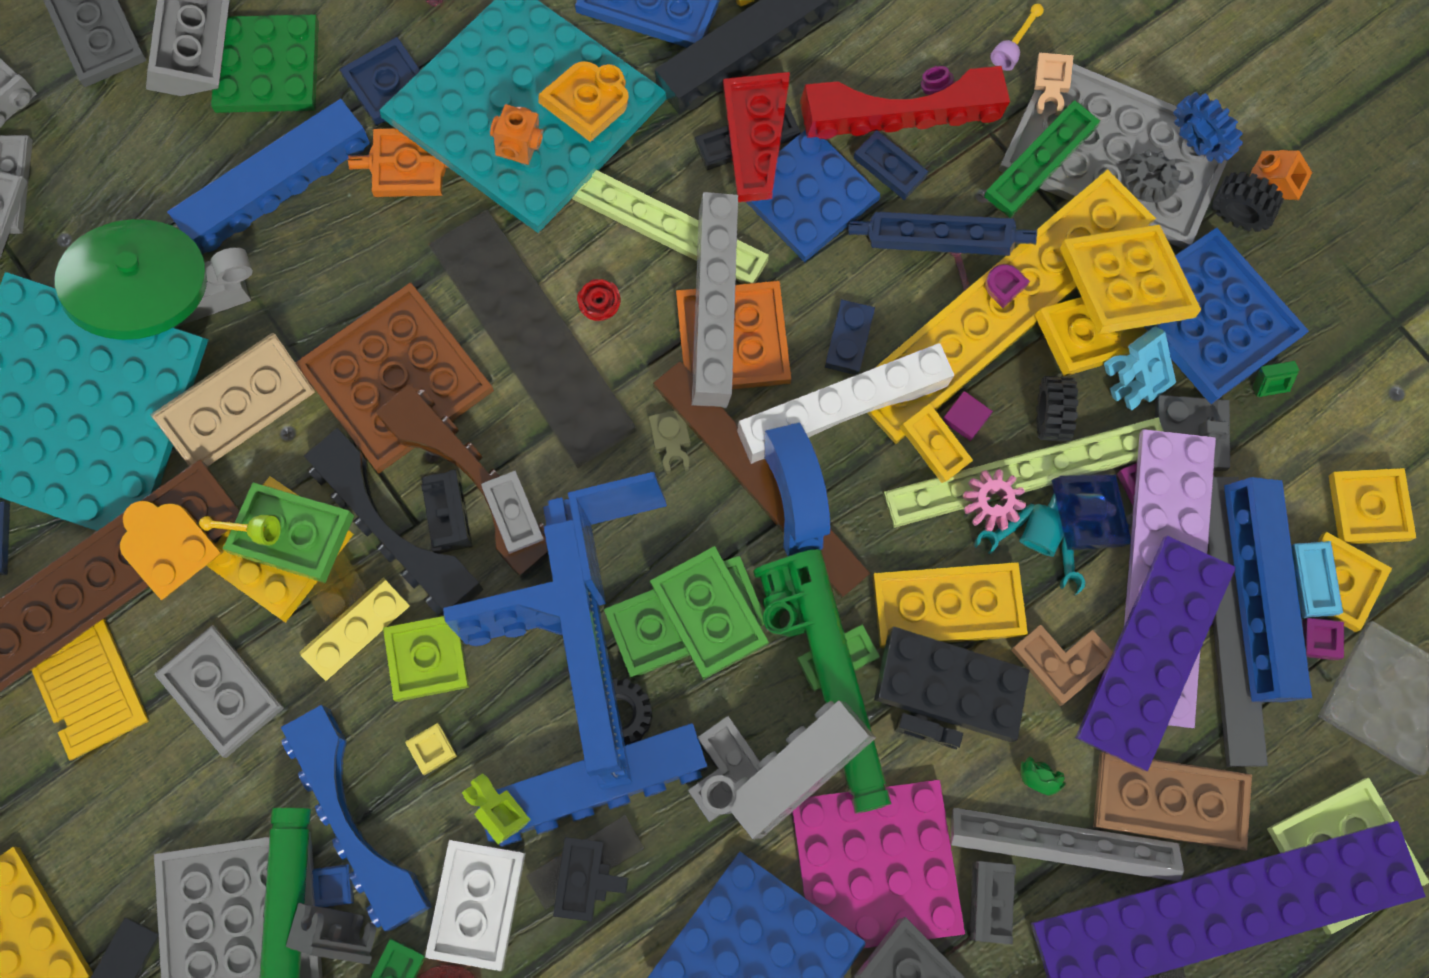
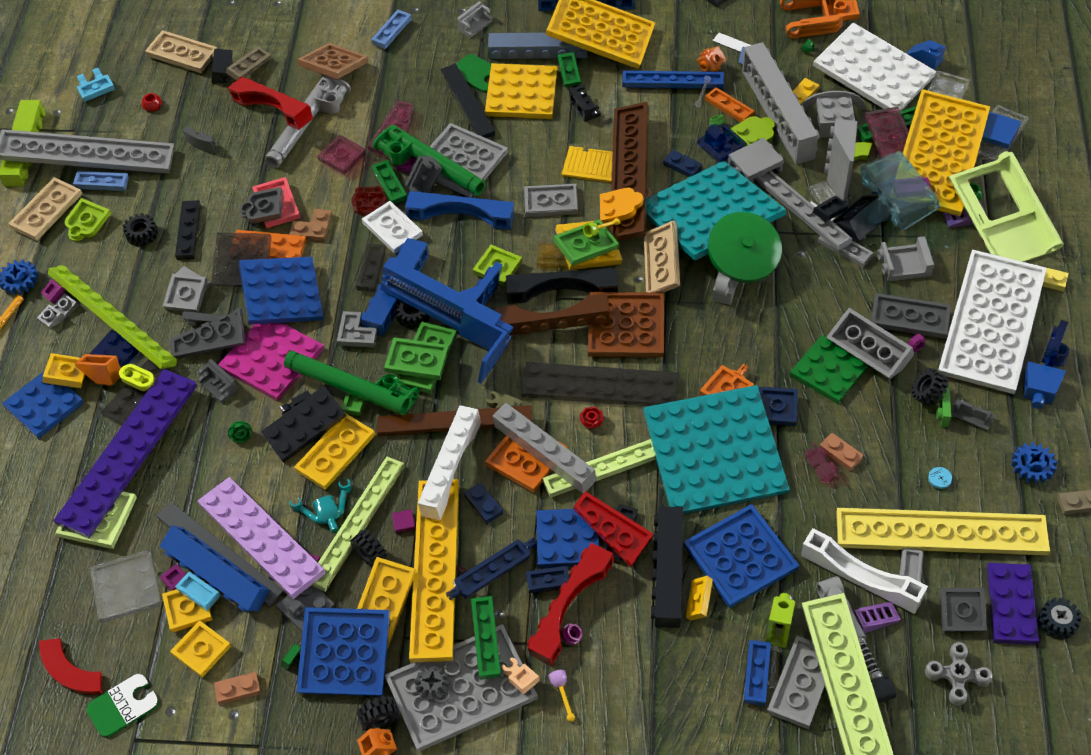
camera: 135 degrees right, 20 degrees down
(270, 177) = (763, 335): blue brick -> none
(333, 886) = (445, 190): blue tile -> none
(354, 629) = (531, 250): light yellow plate -> none
(431, 749) = (462, 249): light yellow tile -> none
(446, 512) = (542, 305): black hinge -> none
(497, 812) = (410, 241): lime plate -> none
(512, 512) = (520, 313): light grey plate -> none
(516, 134) = (691, 419): orange brick -> none
(584, 880) = (363, 257): black hinge -> none
(587, 97) = (690, 467): light orange plate -> none
(795, 772) = (327, 336): light grey hinge -> none
(800, 486) = (430, 407): blue arch -> none
(936, 443) = (401, 489): yellow plate -> none
(990, 487) = (355, 490): bright pink gear -> none
(1005, 283) = (441, 569): magenta tile -> none
(1060, 671) = (269, 469): medium nougat plate -> none
(1066, 844) = (208, 420): light grey plate -> none
(1091, 511) = (314, 528): clear blue plate -> none
(1129, 279) = (389, 610): yellow plate -> none
(1149, 363) = (353, 597): medium azure plate -> none
(1155, 653) = (237, 502): dark purple plate -> none
(1174, 802) = (182, 473): medium nougat tile -> none
(1208, 127) = (426, 712): blue gear -> none
(1367, 415) = (237, 688): none -> nougat plate

